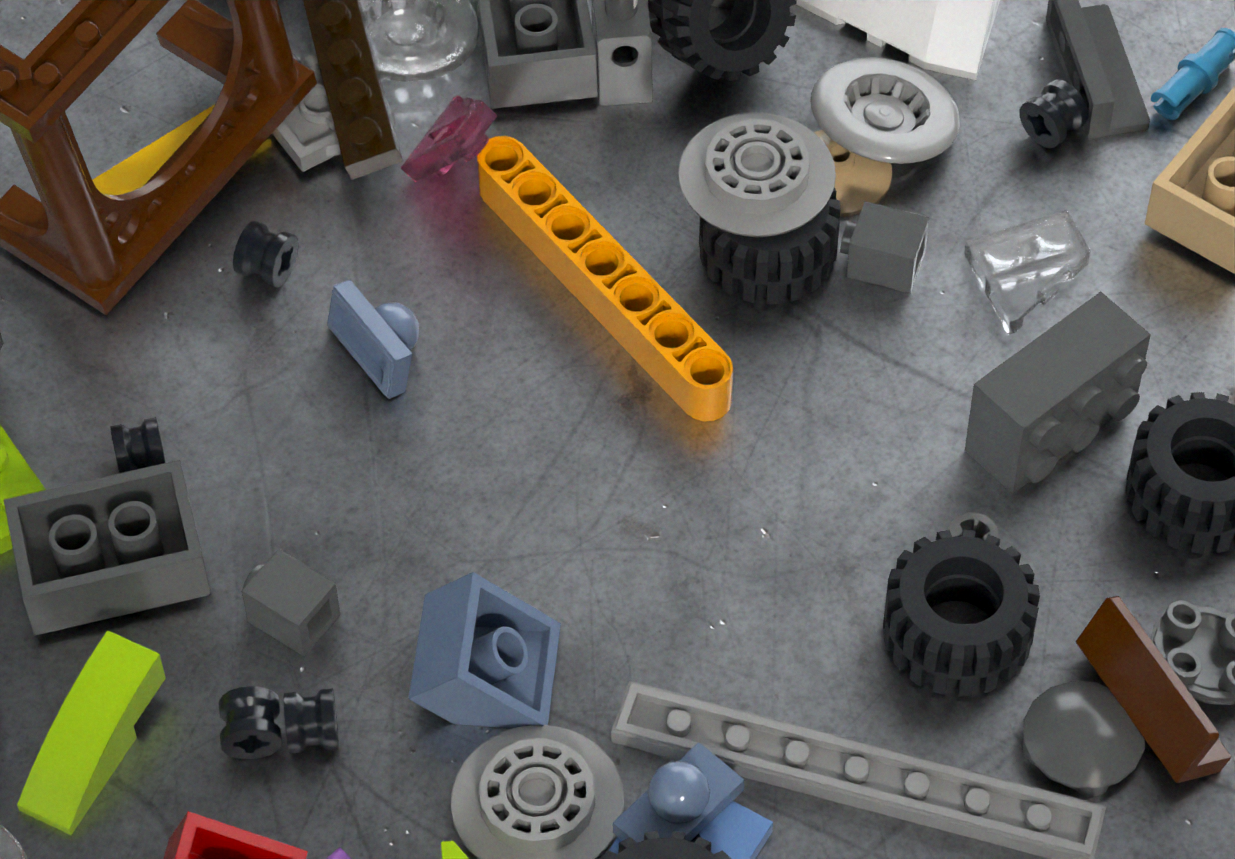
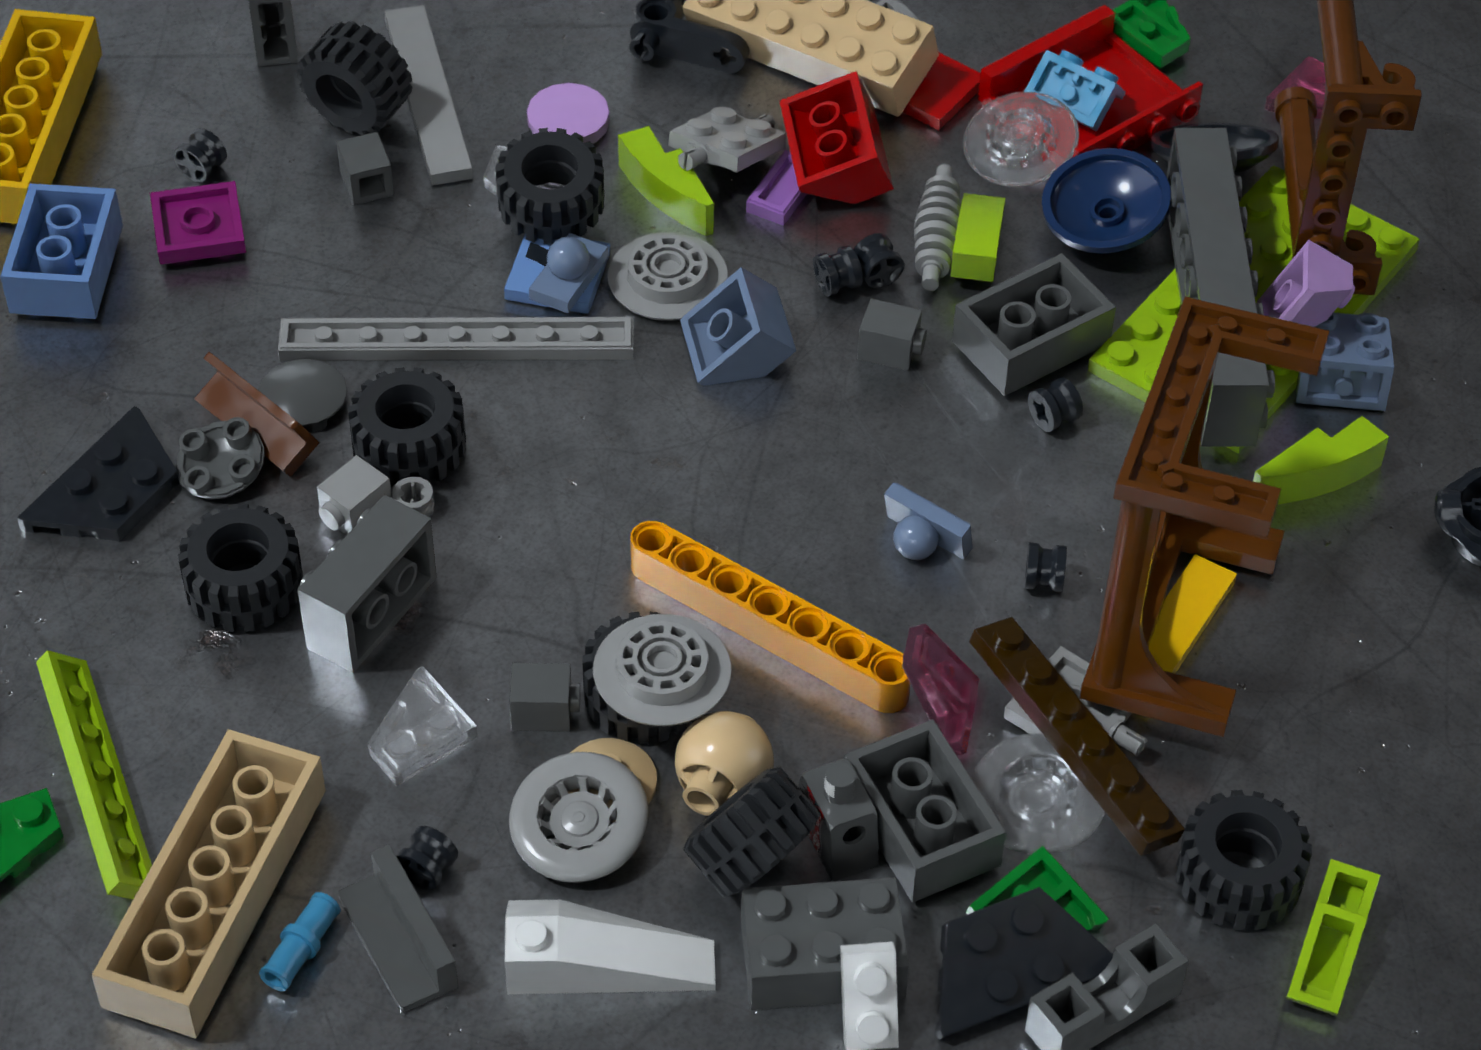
camera: 160 degrees right, 5 degrees down
(140, 761) = (936, 227): none -> light grey piece
(708, 97) = (719, 758): none -> tan brick
(1051, 540) = (350, 493): none -> light grey brick

